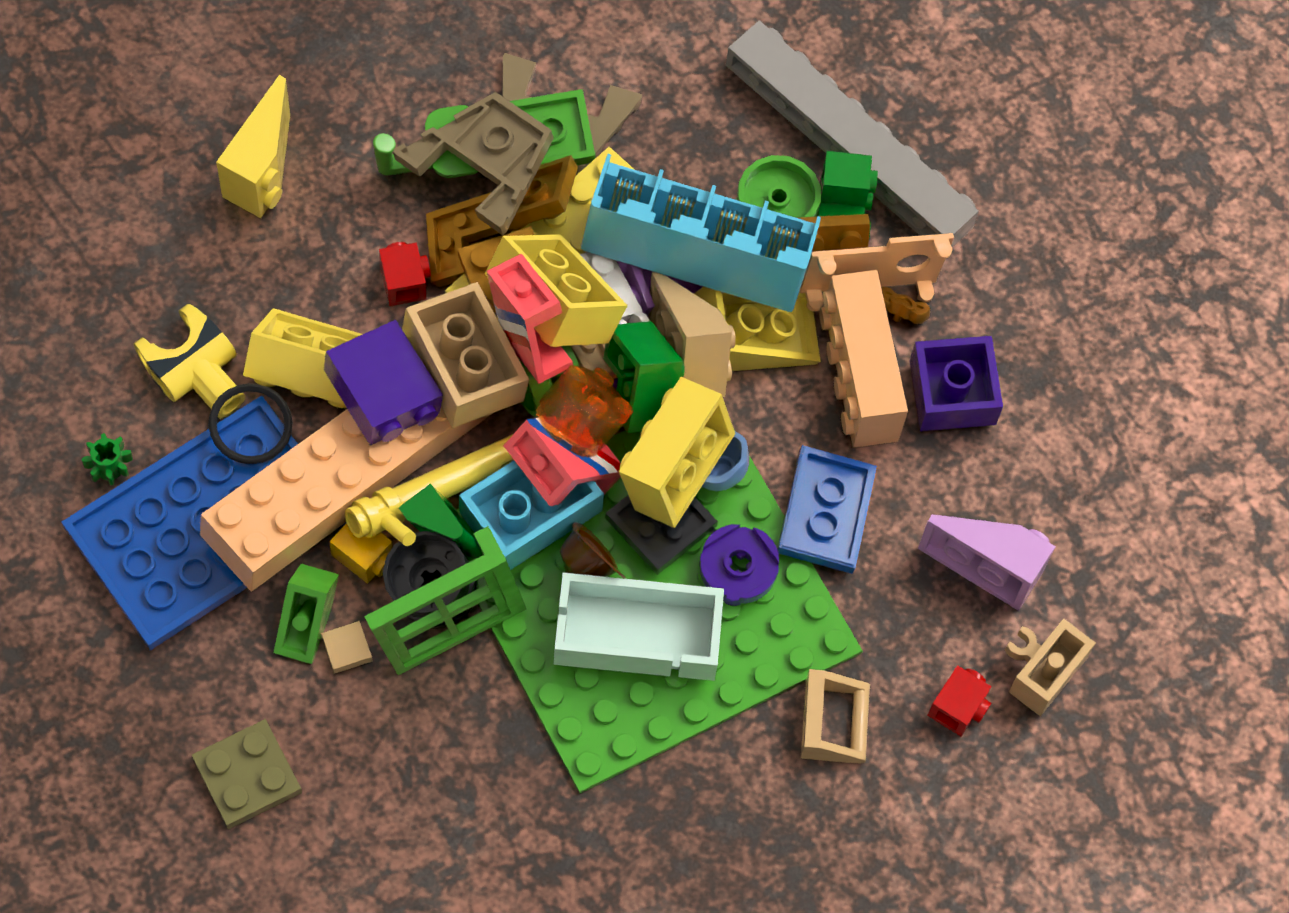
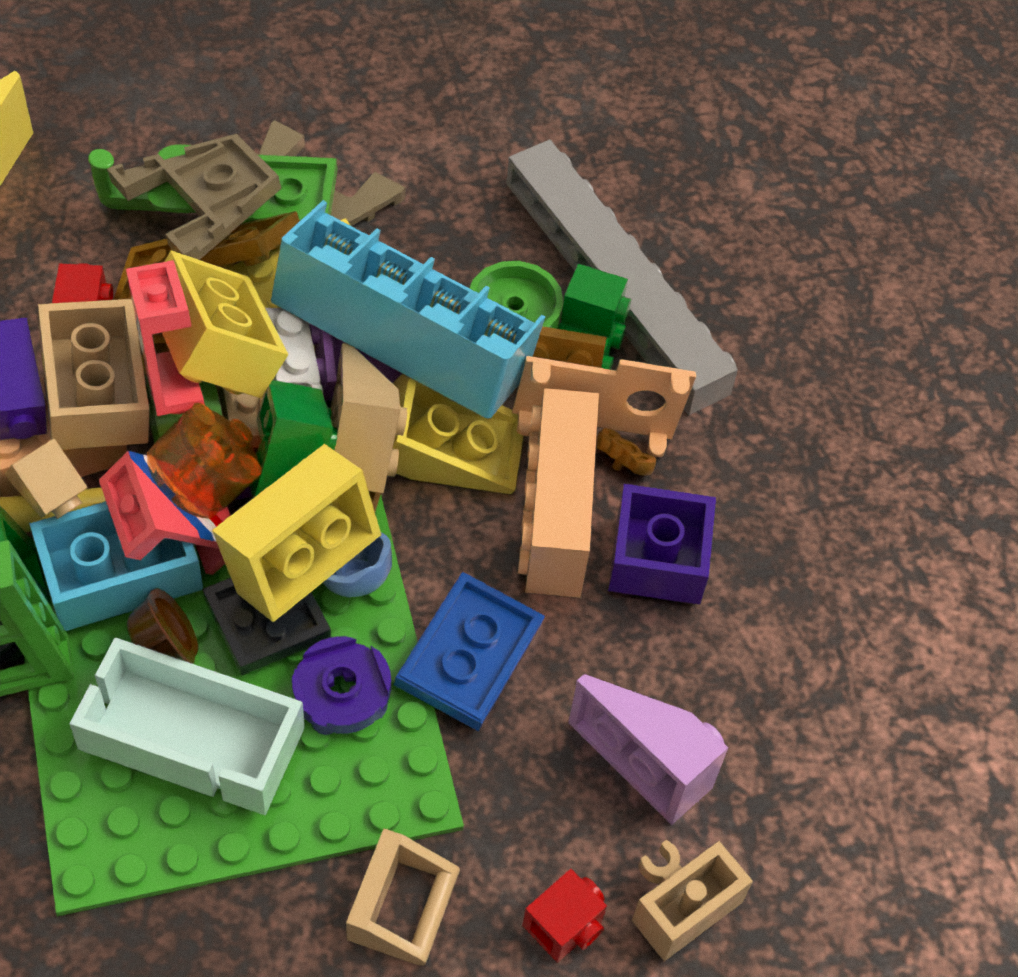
camera: 15 degrees right, 10 degrees down
(463, 456) = (47, 480): none -> tan slope

